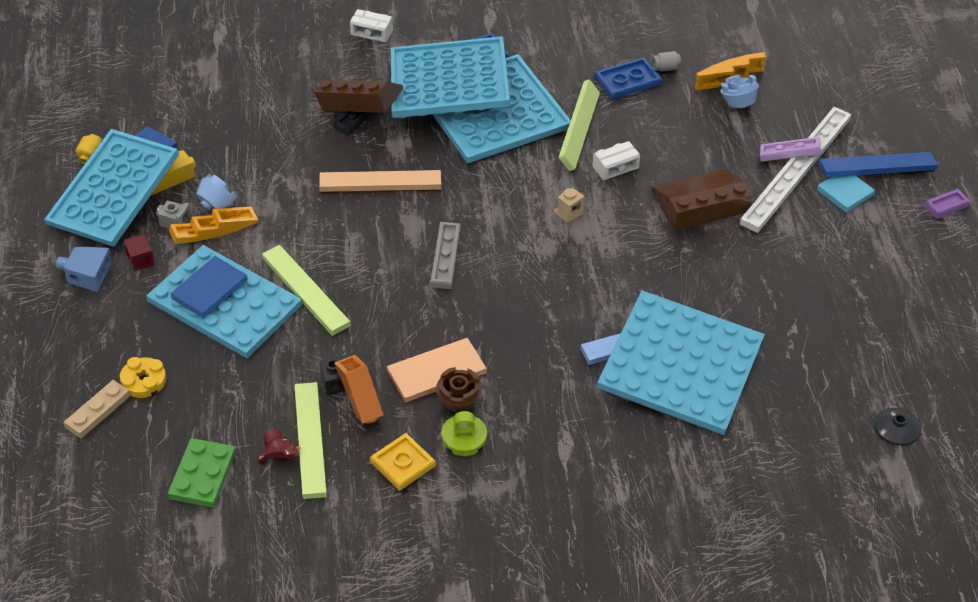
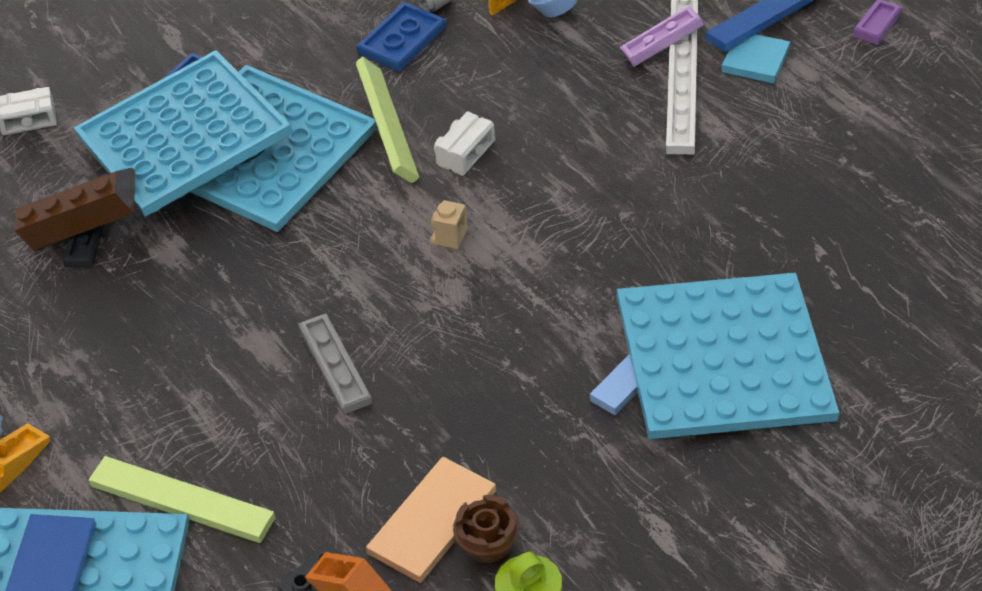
camera: 25 degrees left, 0 degrees up
(380, 180) = (178, 307): light nougat tile -> none
(703, 198) = (601, 141): reddish brown slope -> none

